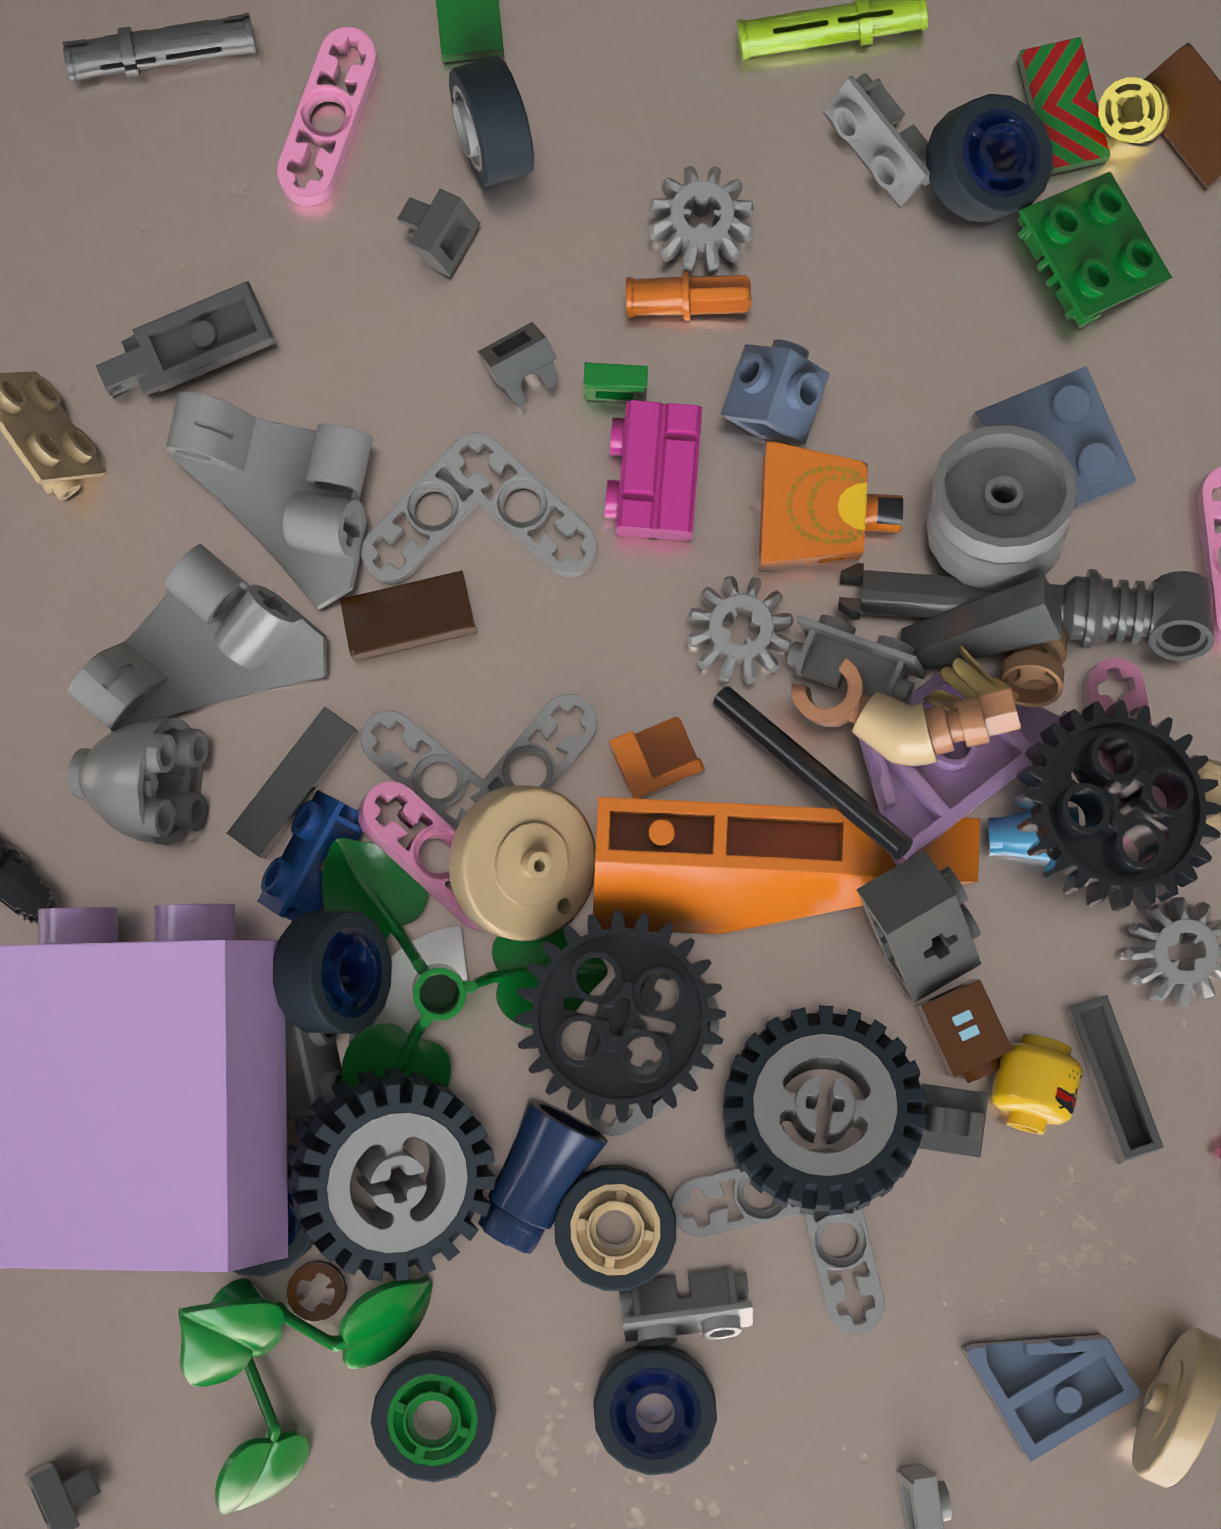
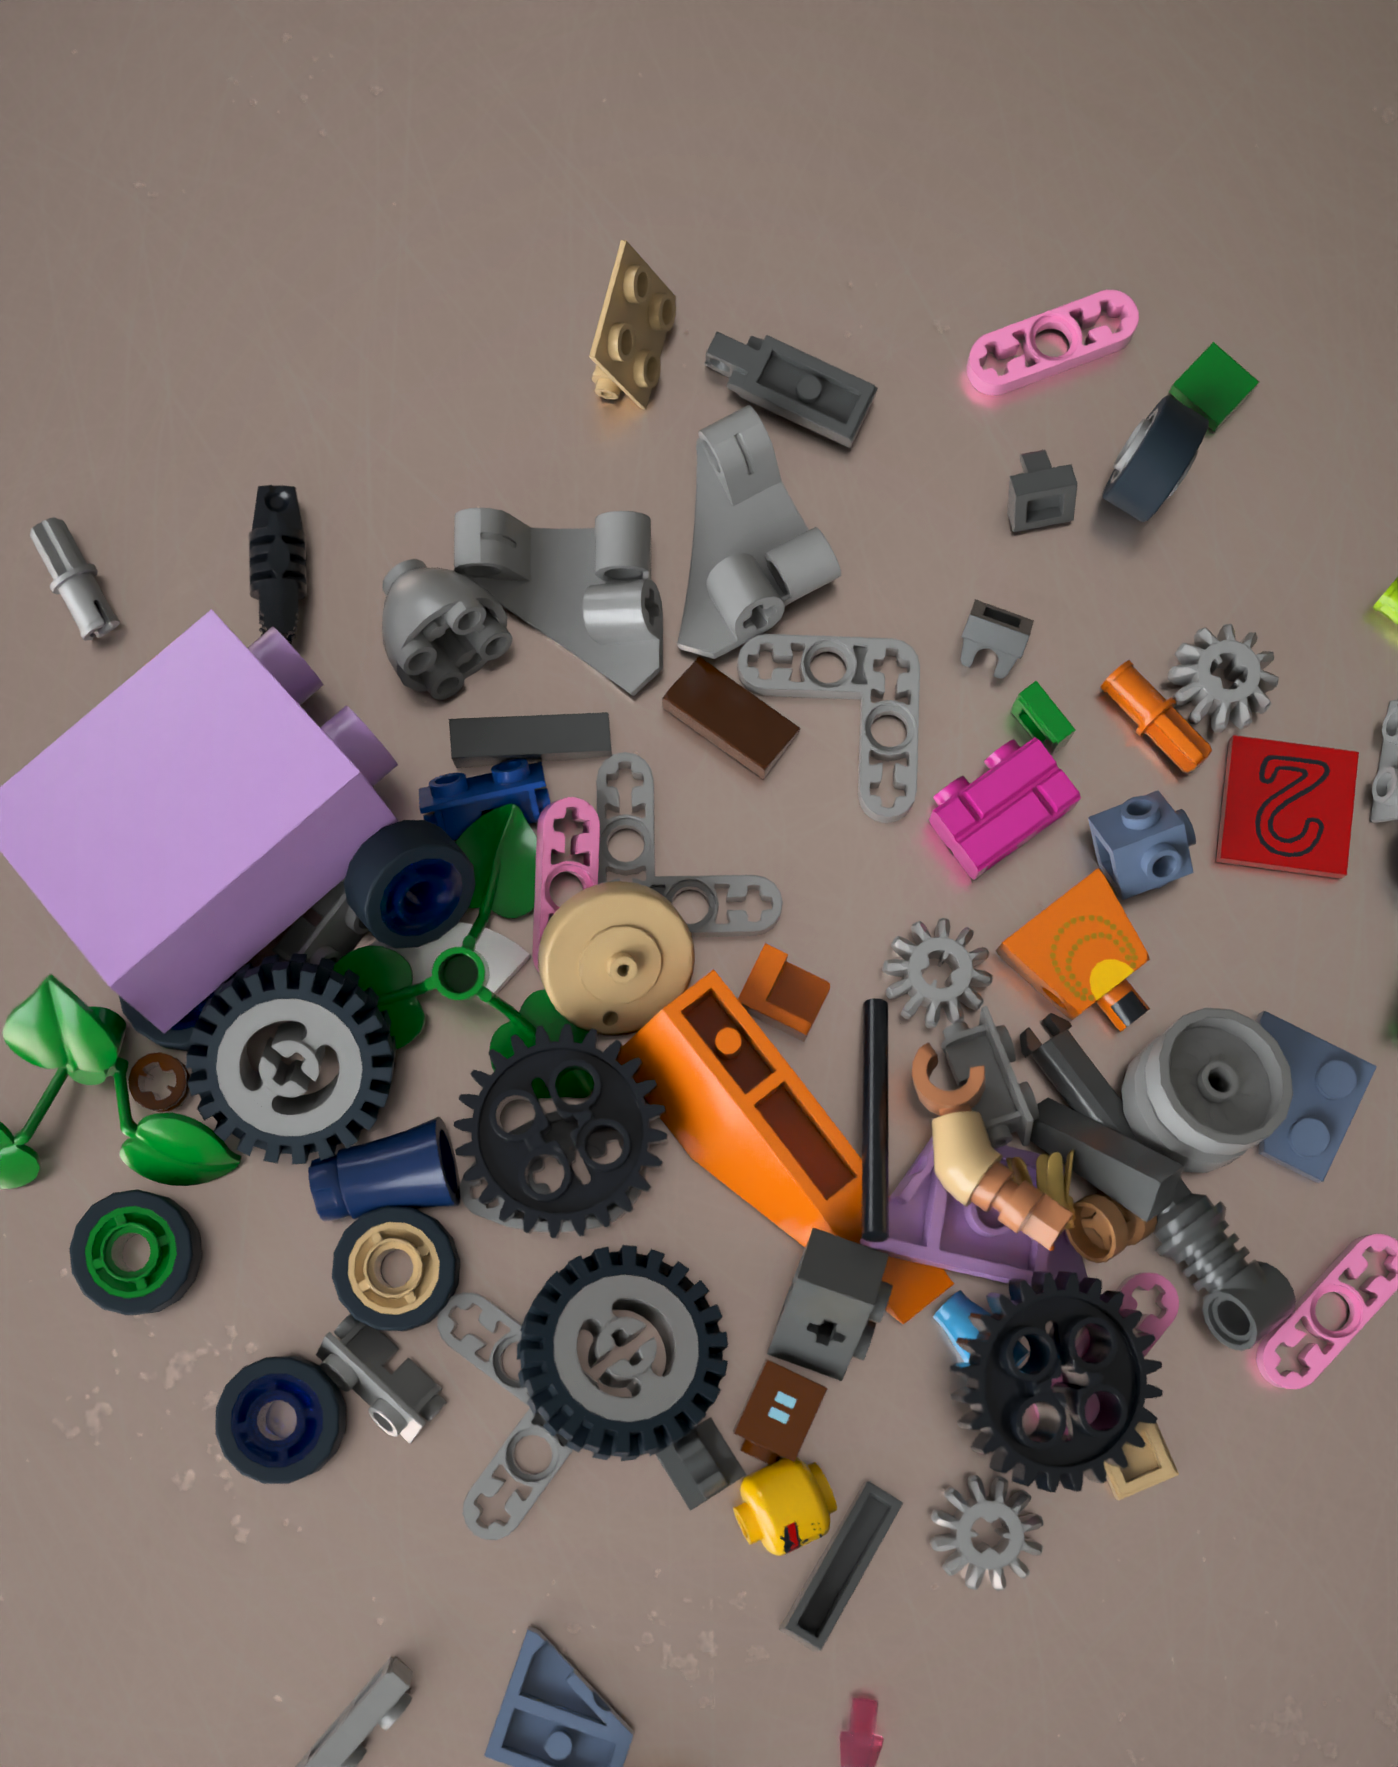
camera: 50 degrees right, 5 degrees down
(147, 49) = (982, 171): dark grey pin -> none
(838, 258) = (1287, 807): none -> red tile

